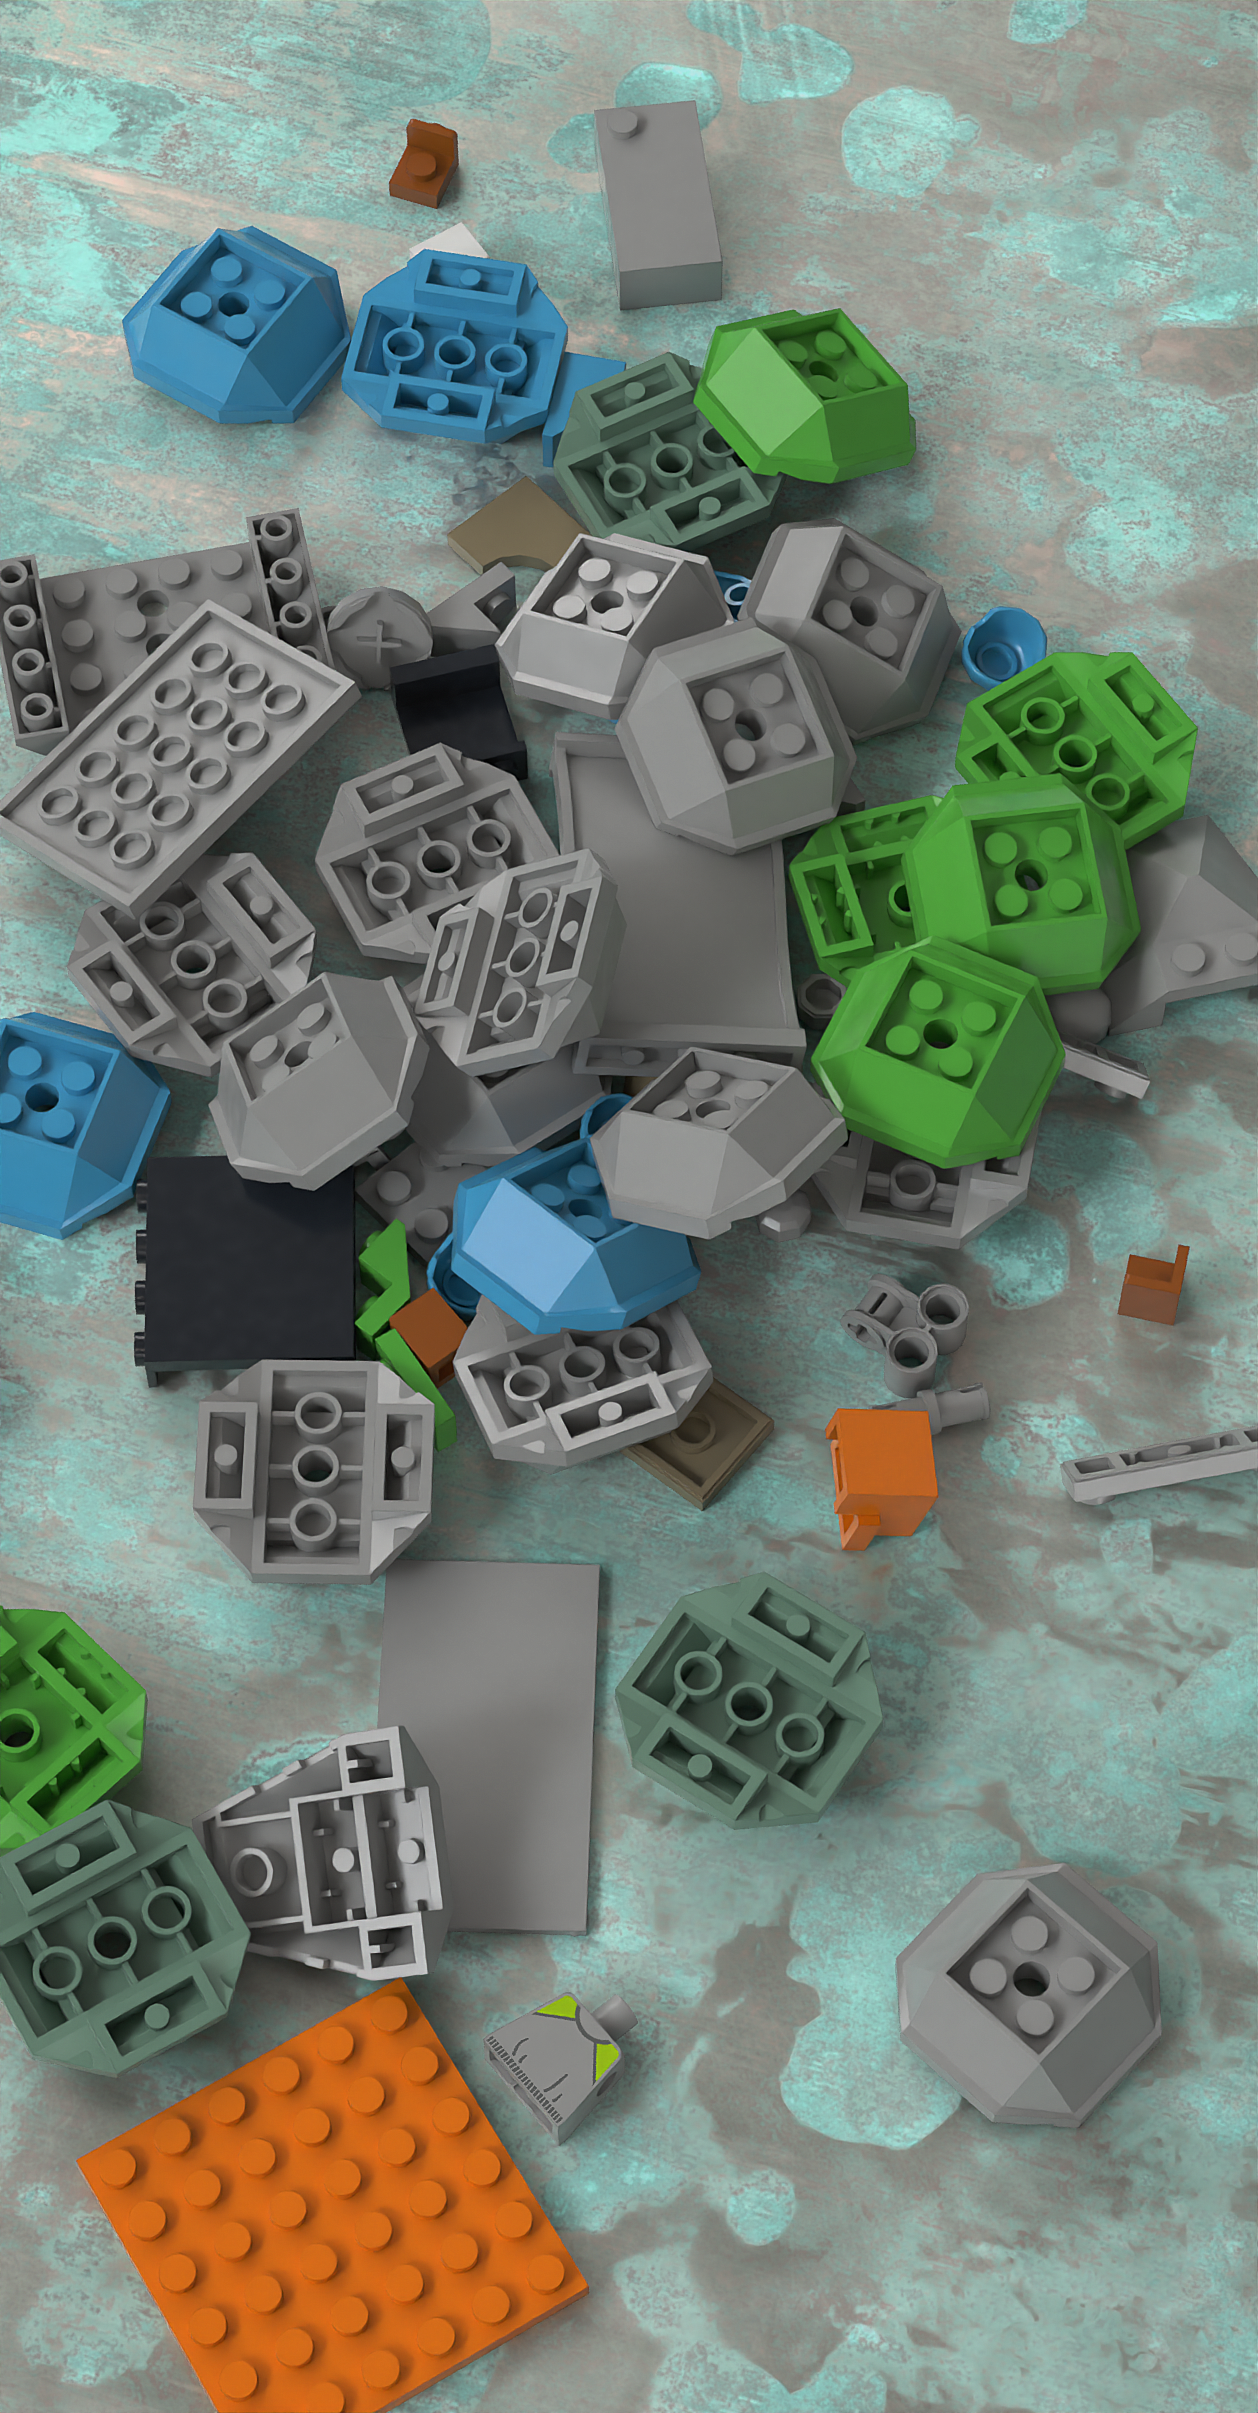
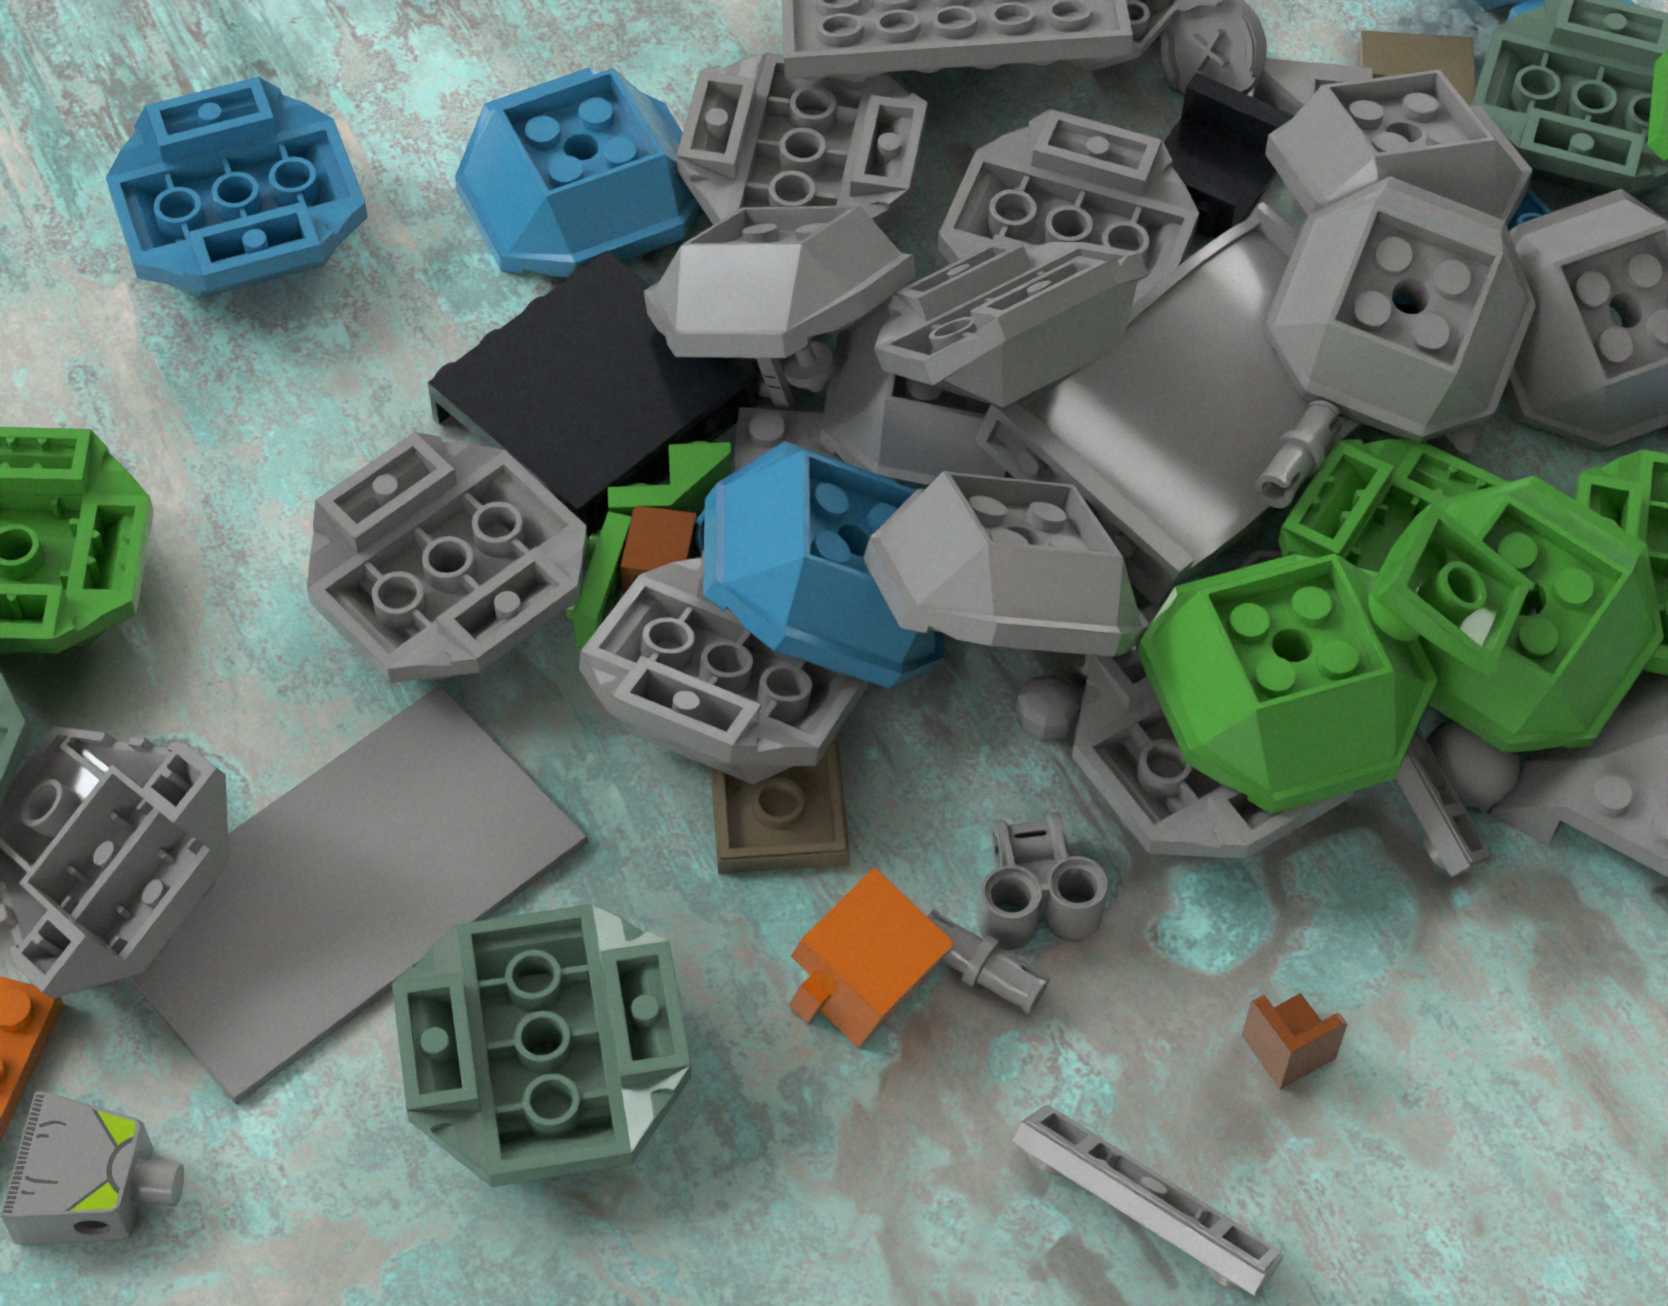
camera: 45 degrees right, 5 degrees down
(779, 897) = (1299, 454): none -> light grey pin
(1002, 914) = (1448, 590): none -> bright green slope

